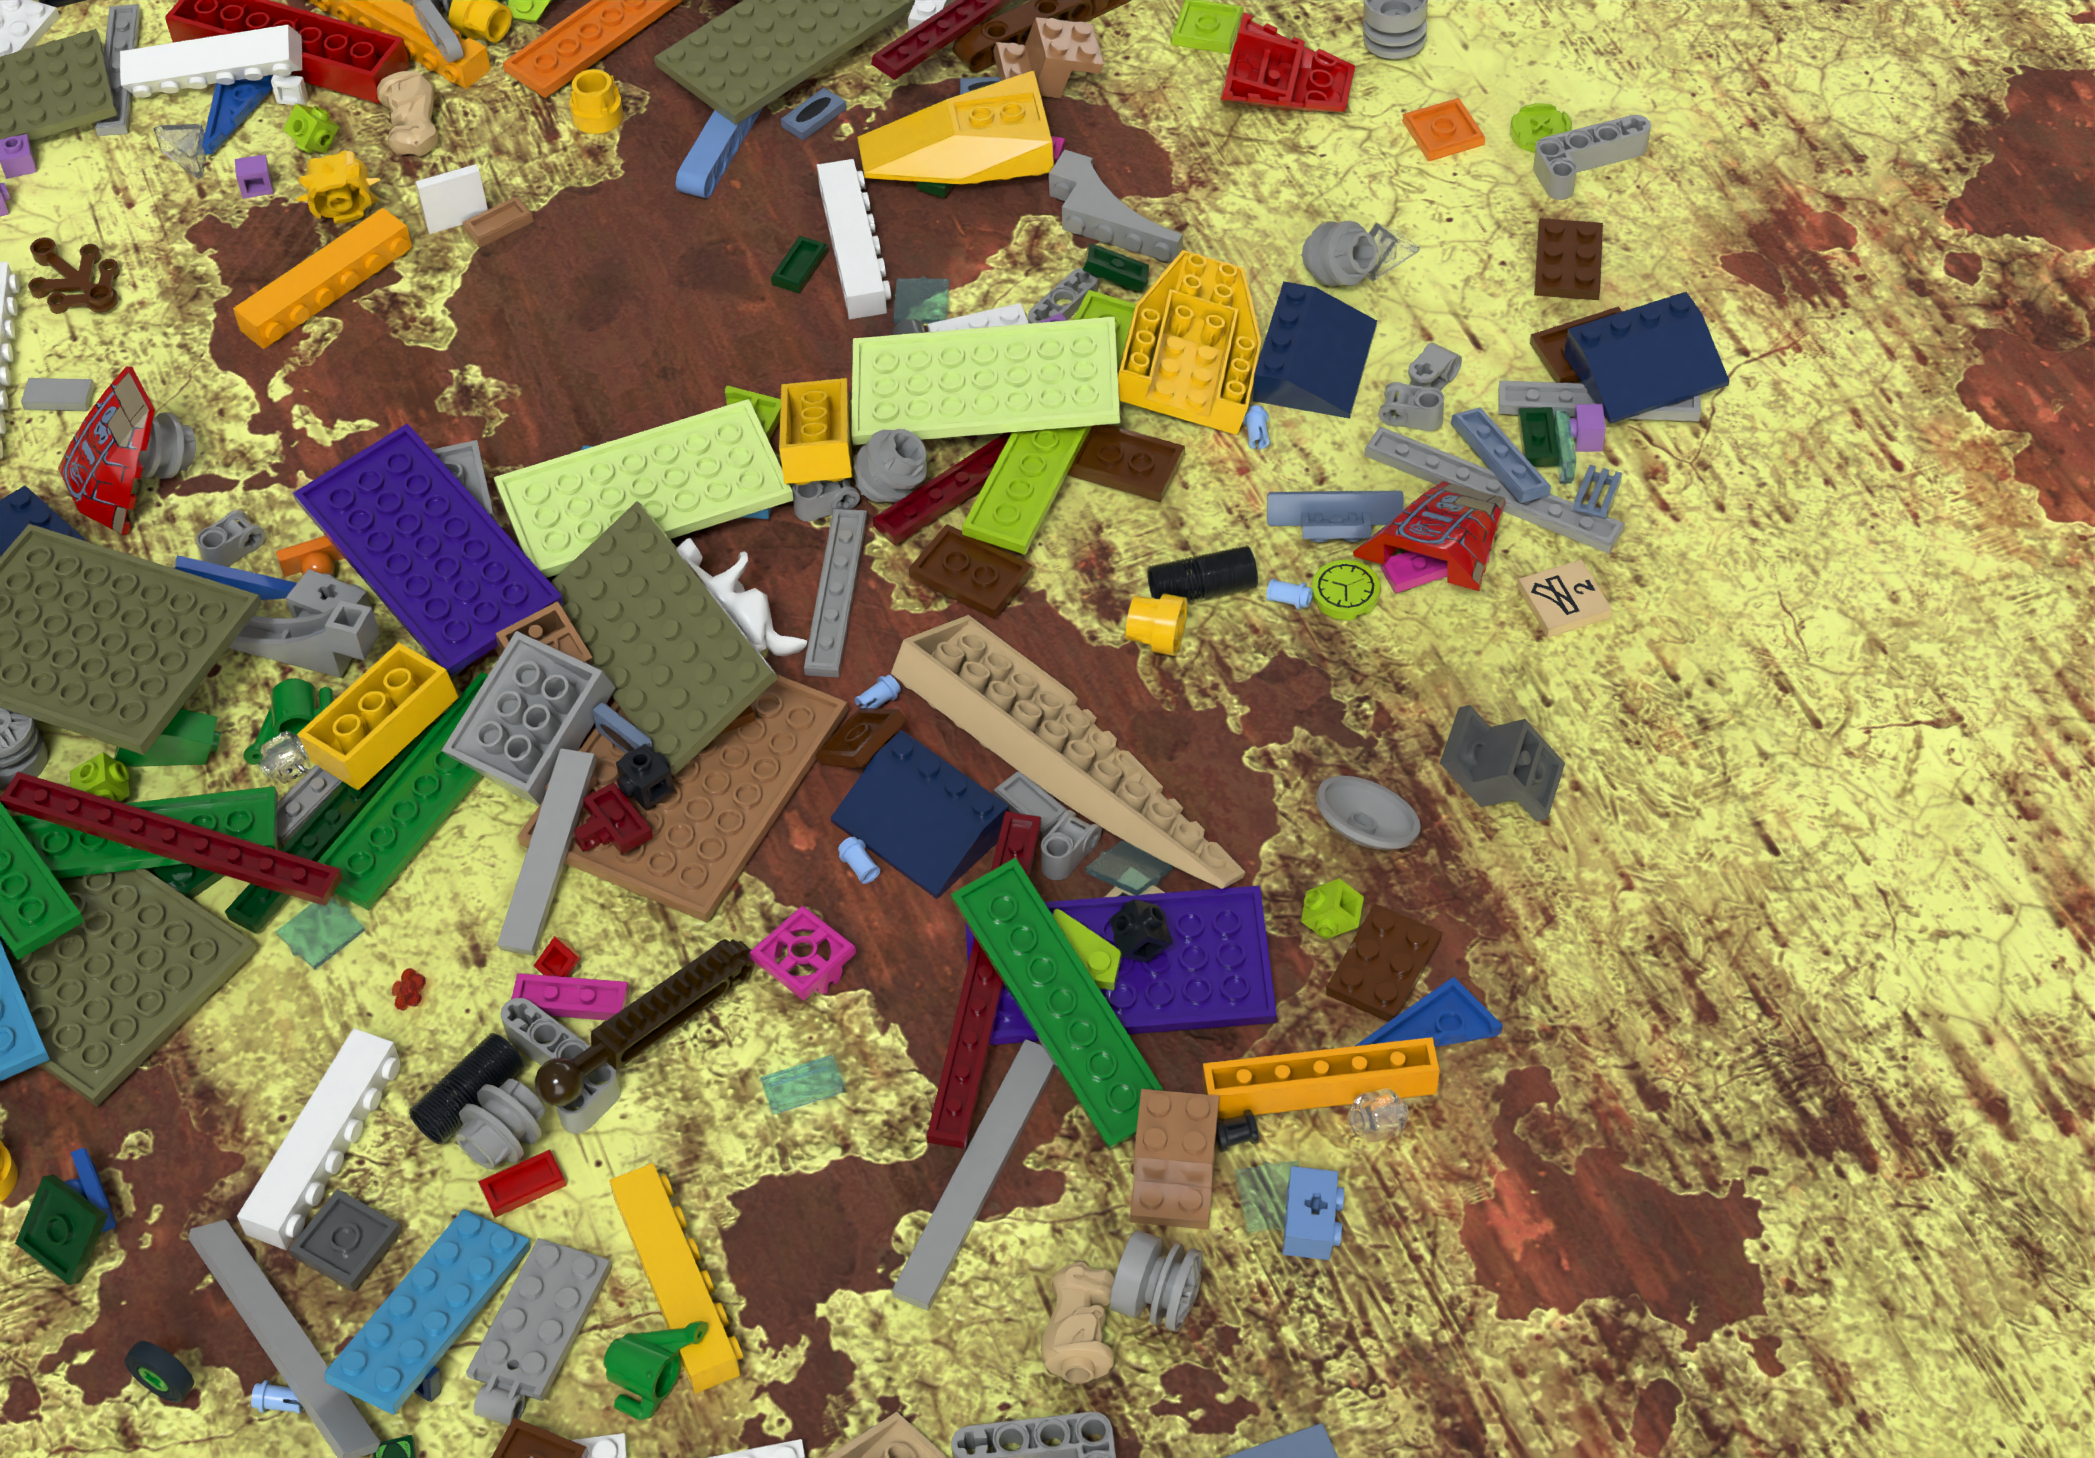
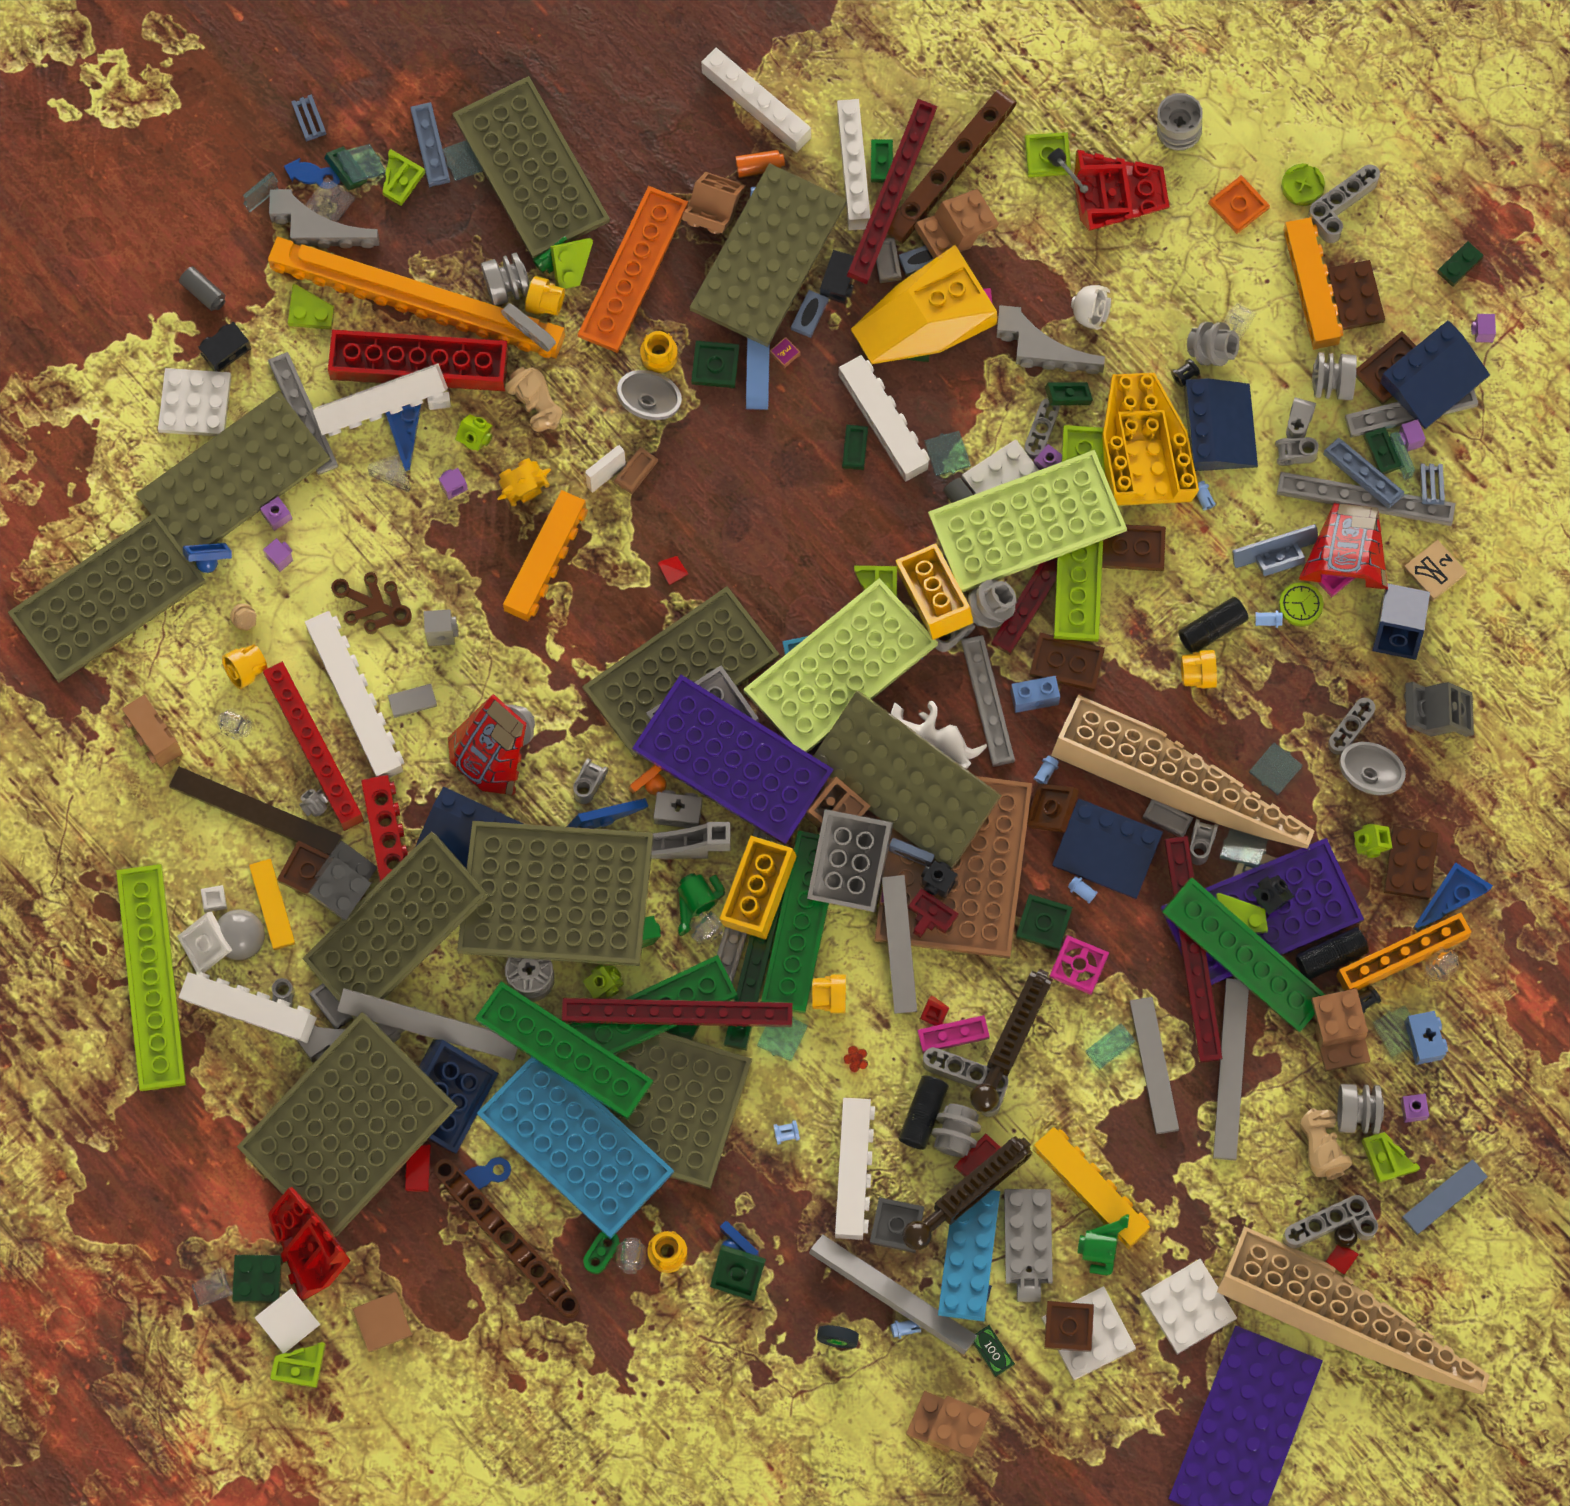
camera: 20 degrees left, 20 degrees up
(135, 313) = (440, 627): none -> light grey brick
(249, 1058) = (786, 1132): none -> light blue bush
(413, 886) = (829, 993): none -> yellow piece
(472, 1213) = (969, 1191): none -> dark brown gear
(482, 335) = (672, 569): none -> red slope
(505, 414) = (693, 646): none -> olive plate
(553, 140) = (648, 395): none -> light grey dish
(661, 134) = (715, 364): none -> dark green plate
(759, 145) = (784, 352): none -> magenta tile
(779, 884) = (1044, 922): none -> dark green plate
(858, 1133) = (1154, 1065): none -> light grey tile
(865, 85) = (835, 282): none -> black brick
(904, 595) = (1035, 694): none -> medium blue brick
(943, 81) = (888, 262): none -> light grey tile
(1177, 1379) = (1387, 1158): none -> lime wing
(1187, 1048) = (1332, 955): none -> black piece
(1192, 181) = (1091, 306): none -> white cylinder
(1218, 28) = (1058, 158): none -> hinge
(1223, 785) = (1276, 768): none -> clear light blue piece
(1253, 1314) = (1410, 1113): none -> medium lavender plate
(1297, 277) = (1192, 370): none -> black bush
(1368, 745) = (1349, 717): none -> light grey beam
(1486, 642) = (1401, 621): none -> slope
(1493, 326) = (1334, 376): none -> light grey wheel
(1510, 229) = (1312, 283): none -> light orange brick
(1732, 258) = (1460, 264): none -> dark green plate
(1740, 331) = (1484, 328): none -> medium lavender plate

